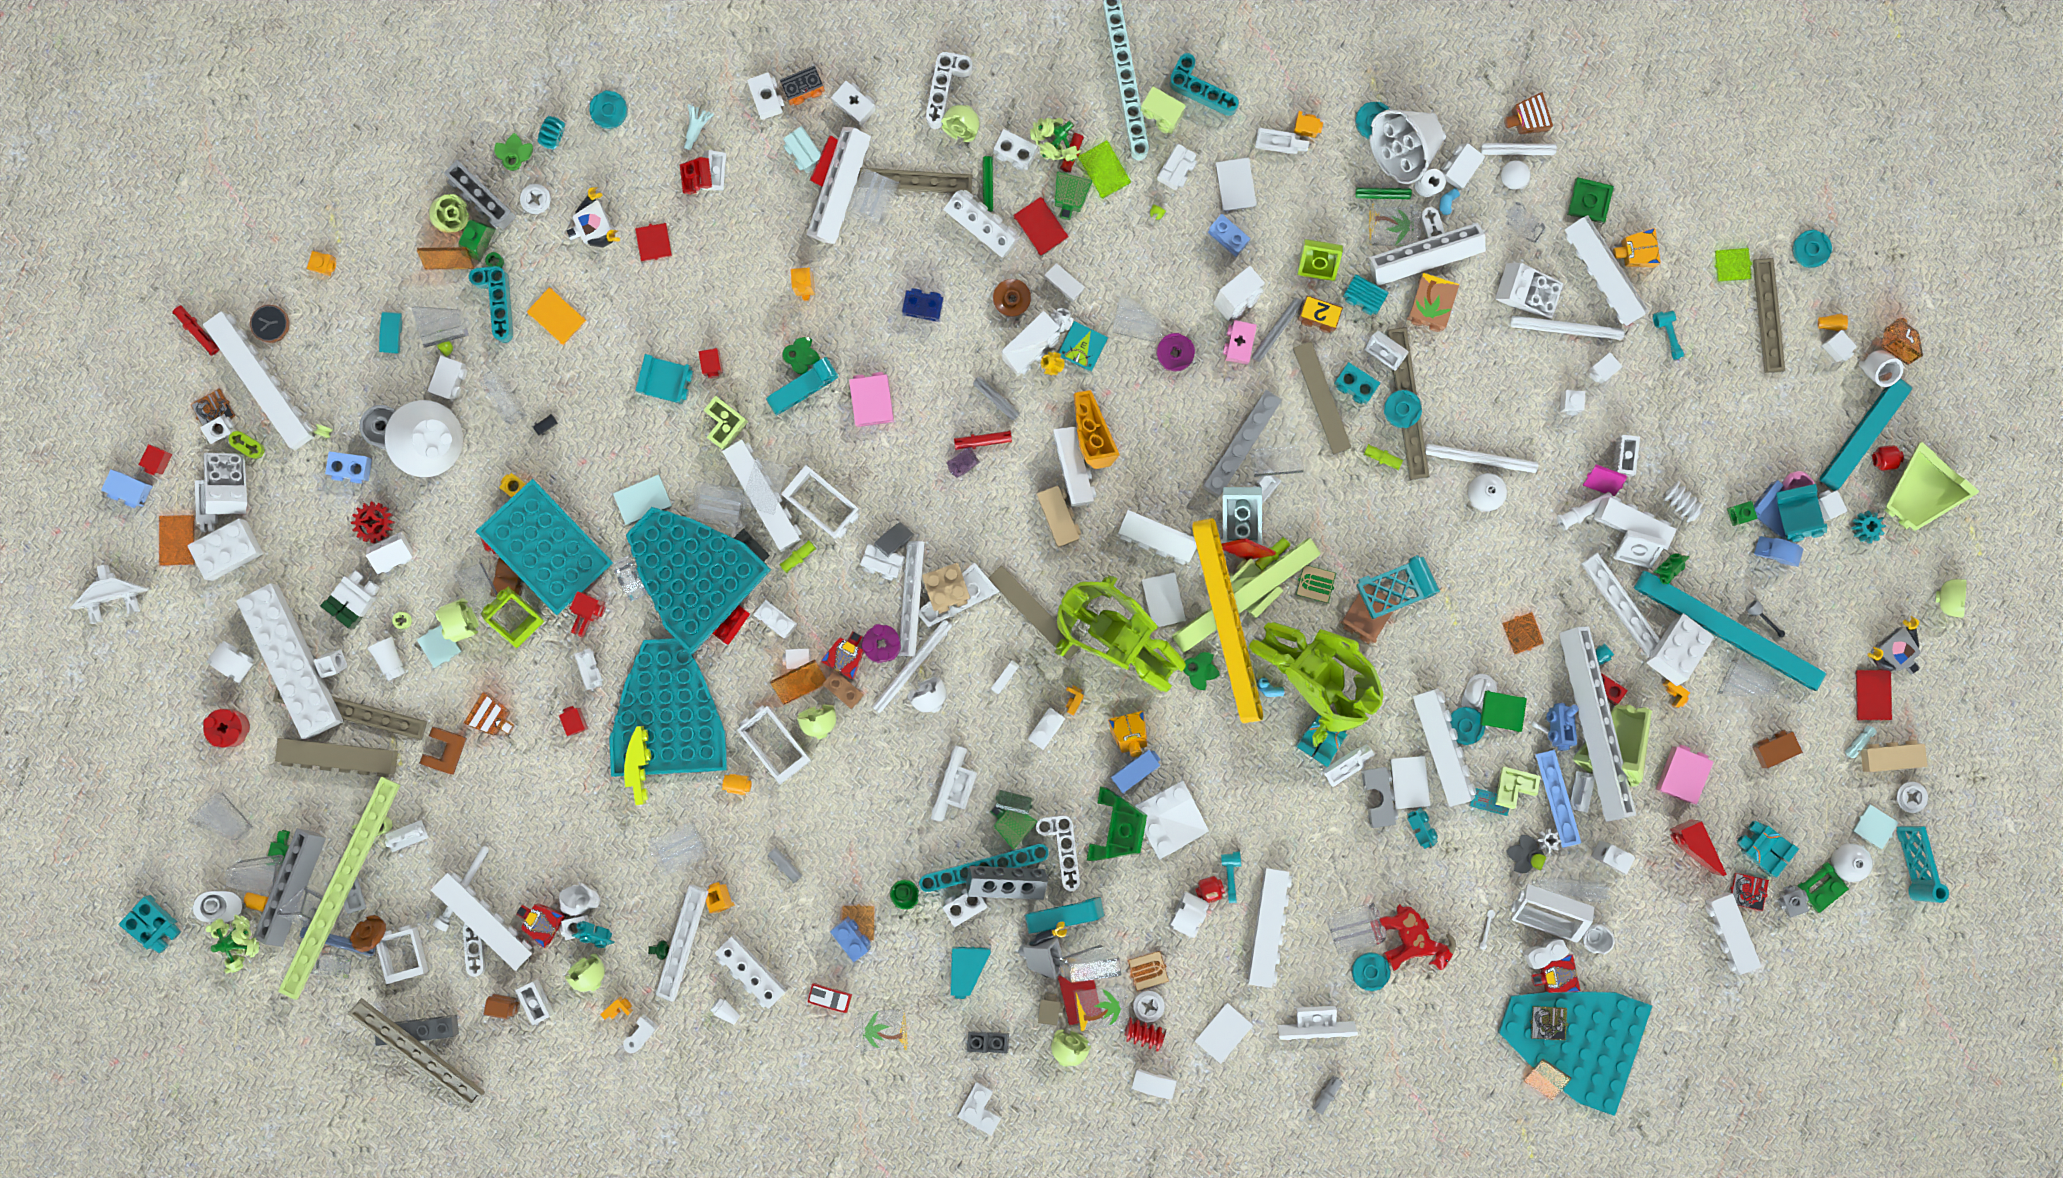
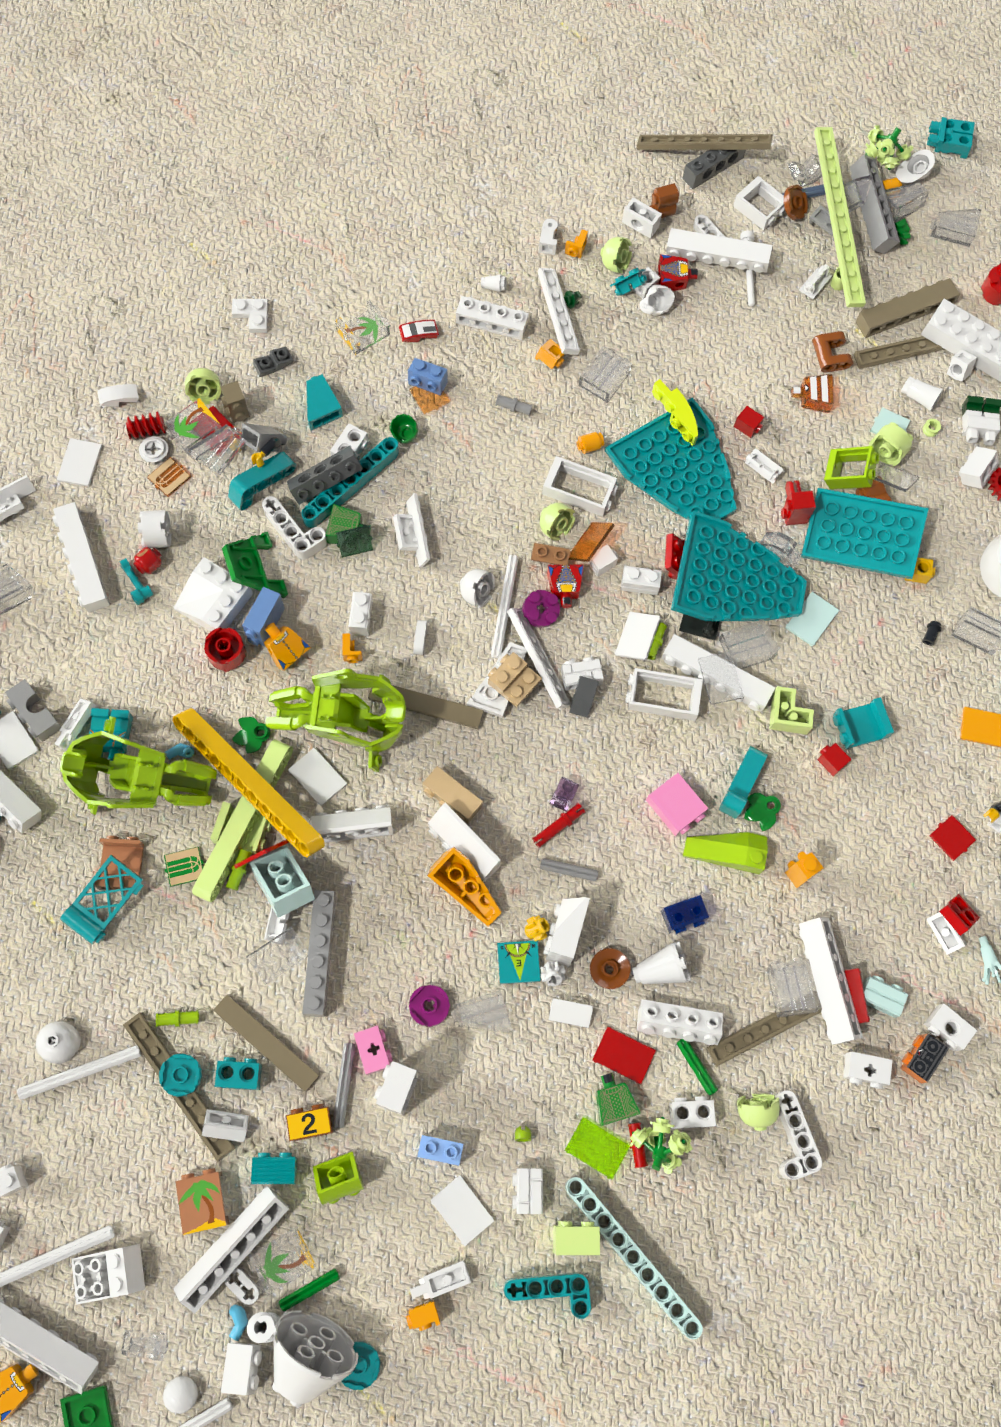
camera: 145 degrees right, 15 degrees down
(810, 569) = (638, 636): none -> white piece
(843, 333) = (734, 850): none -> lime wedge
(968, 272) = (663, 967): none -> white cone
(1194, 765) = (232, 642): none -> red brick

